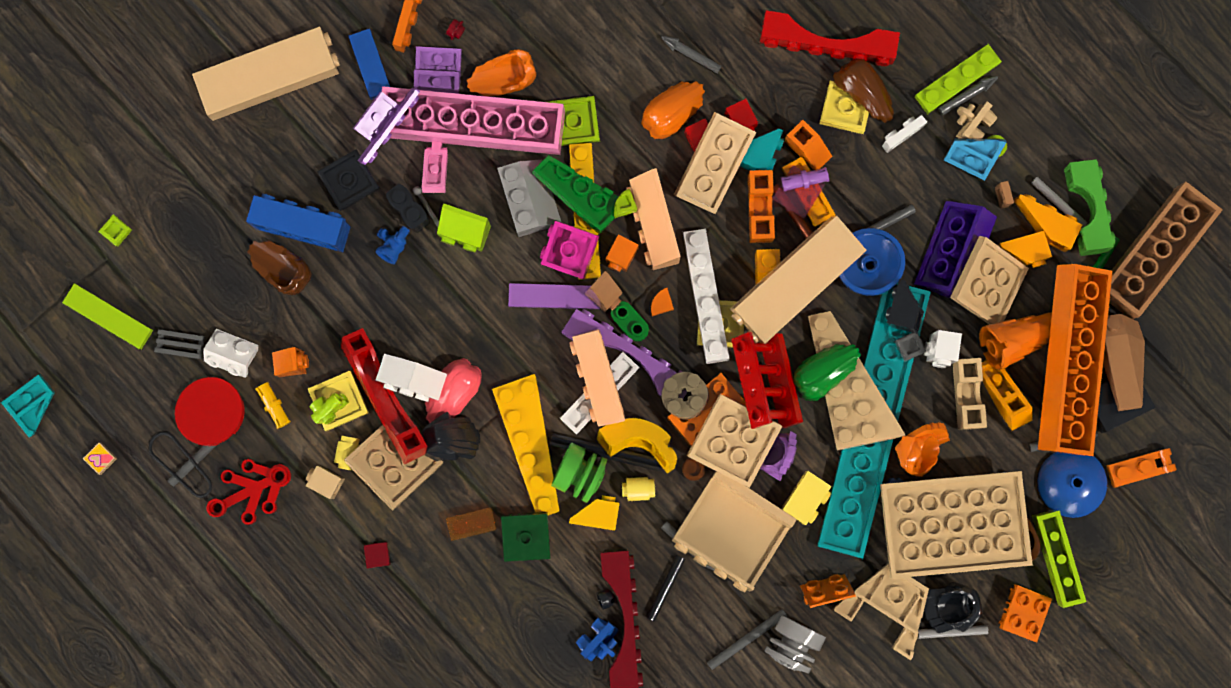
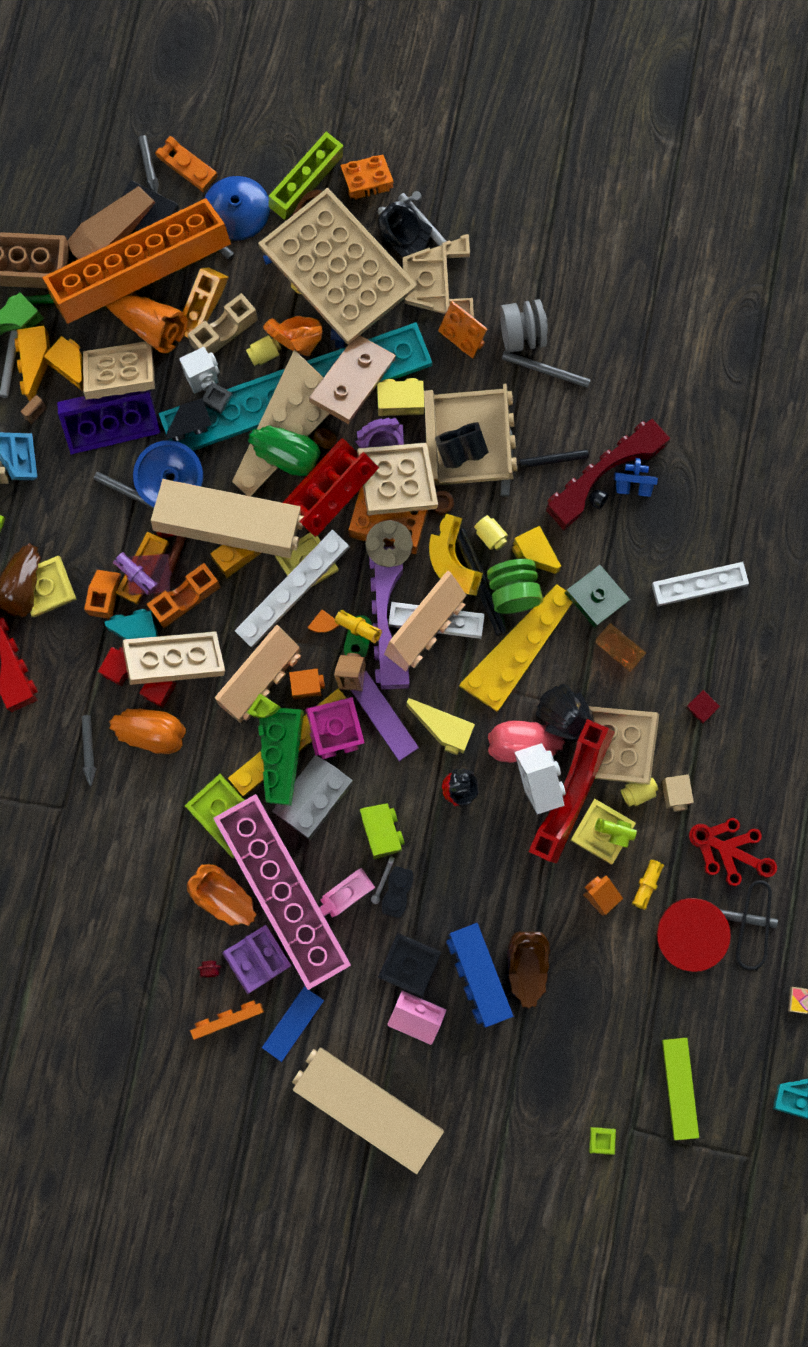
camera: 130 degrees left, 5 degrees down
(160, 341) = (674, 1020): dark grey tile -> none
(229, 353) = (631, 955): white bracket -> none
(306, 158) = (416, 1017): none -> bright pink panel
(380, 120) = (340, 964): bracket -> none
(393, 244) = (436, 883): blue piece -> none
(452, 314) = (460, 787): none -> black piece
(475, 628) = (700, 584): none -> white plate
(507, 337) = (446, 728): none -> light yellow slope
(636, 324) = (358, 626): none -> yellow pin
(727, 516) = (461, 445): none -> black brick
(814, 411) = (324, 438): none -> reddish brown tile
(847, 466) = (352, 379): none -> plate
(895, 138) = (45, 527): white plate -> none
(926, 412) = (263, 350): none -> light yellow brick
(976, 640) = (415, 196): none -> light grey hinge
(1143, 427) = (152, 181): none -> dark grey piece

